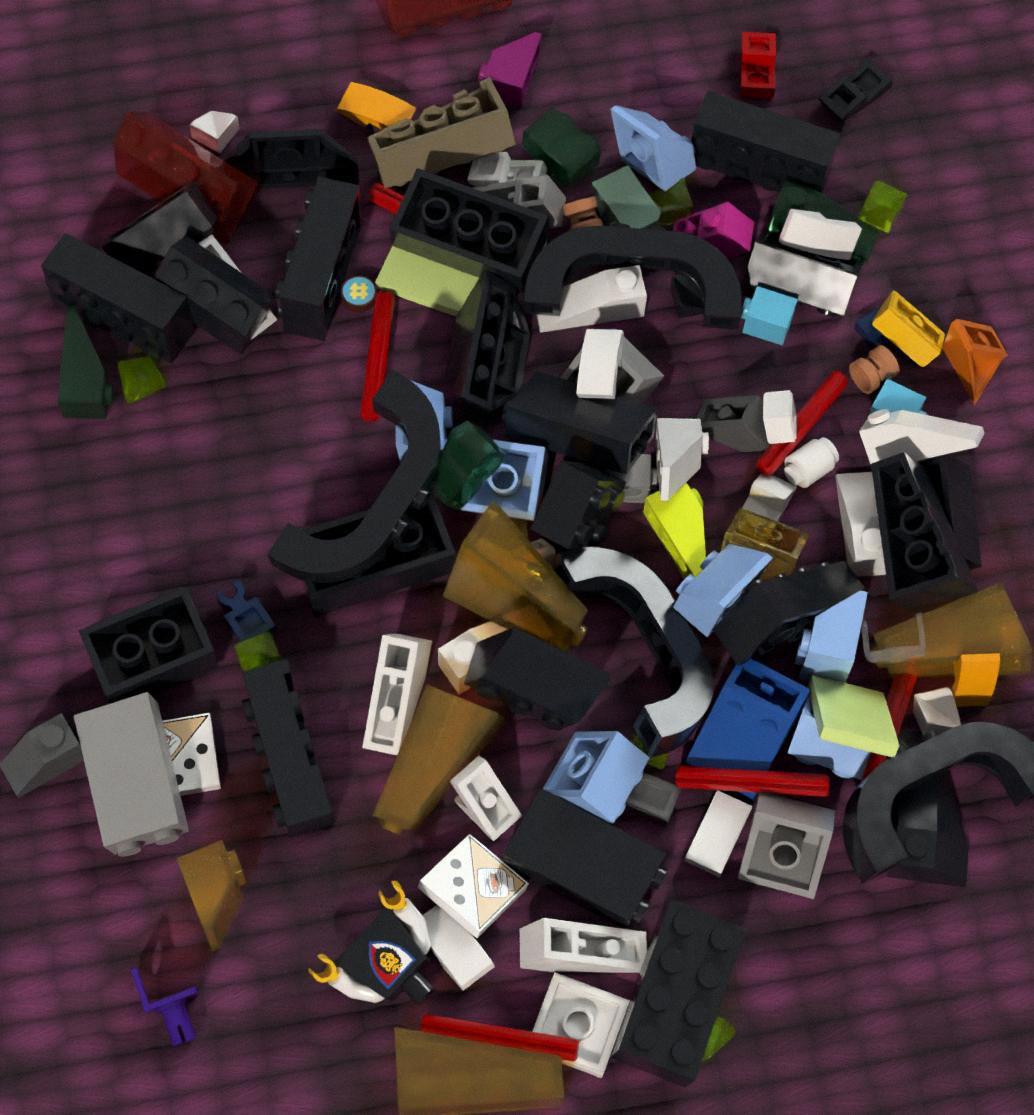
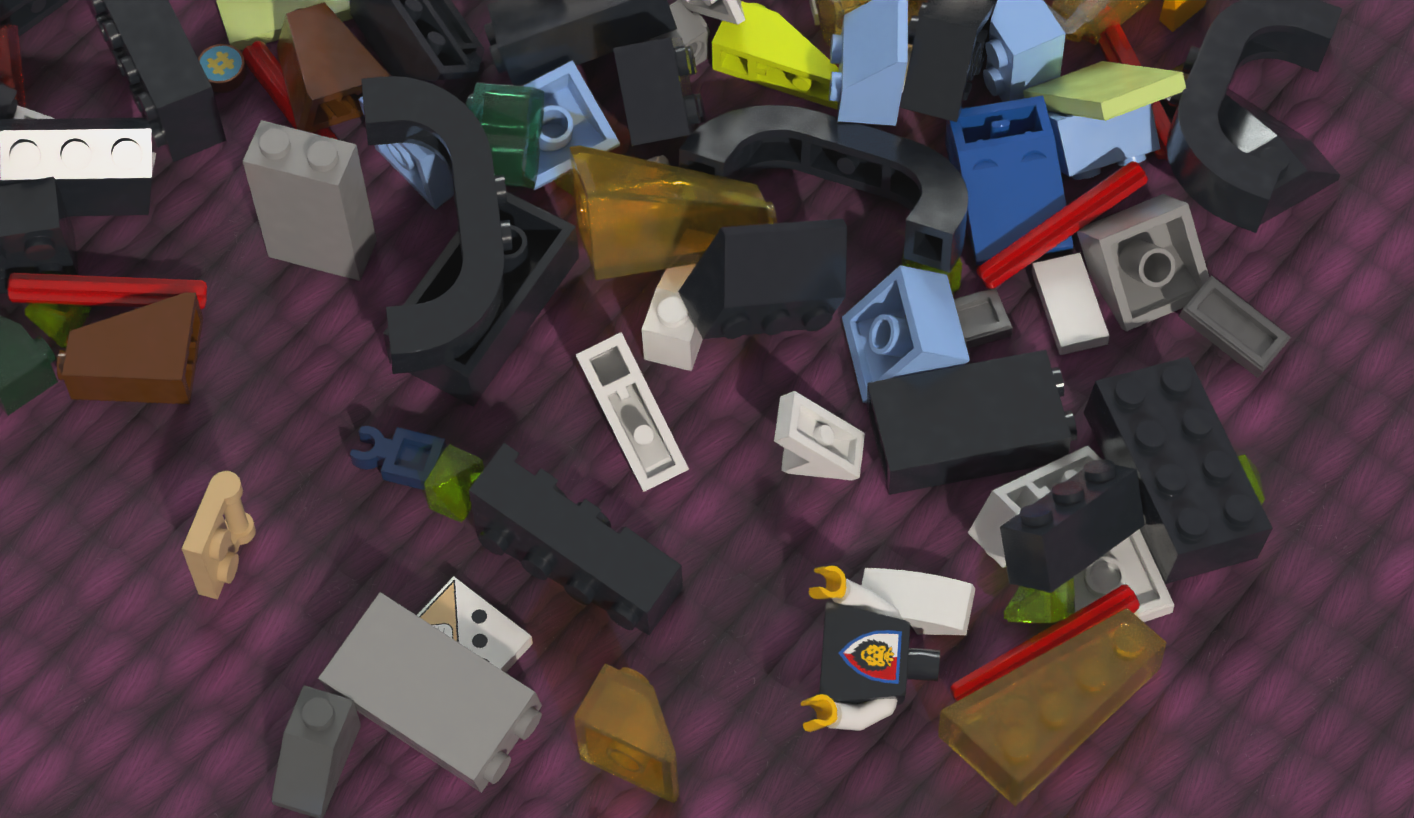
camera: 35 degrees left, 5 degrees down
(85, 587) = (214, 542): none -> tan plate
(149, 647) = (332, 557): black brick -> none
(157, 437) = (136, 354): none -> reddish brown slope
(173, 386) = (99, 290): none -> red axle
(315, 420) = (310, 199): none -> light grey brick
(410, 341) = (323, 67): none -> reddish brown slope
(437, 746) = (729, 430): clear yellow slope -> none
(473, 885) = (884, 529): tile -> none
(522, 1008) = (1041, 606): none -> clear neon green slope
(572, 979) = (1072, 526): none -> black brick
(804, 930) = (1234, 326): none -> flat silver tile
(936, 710) = (1168, 40): white slope -> none

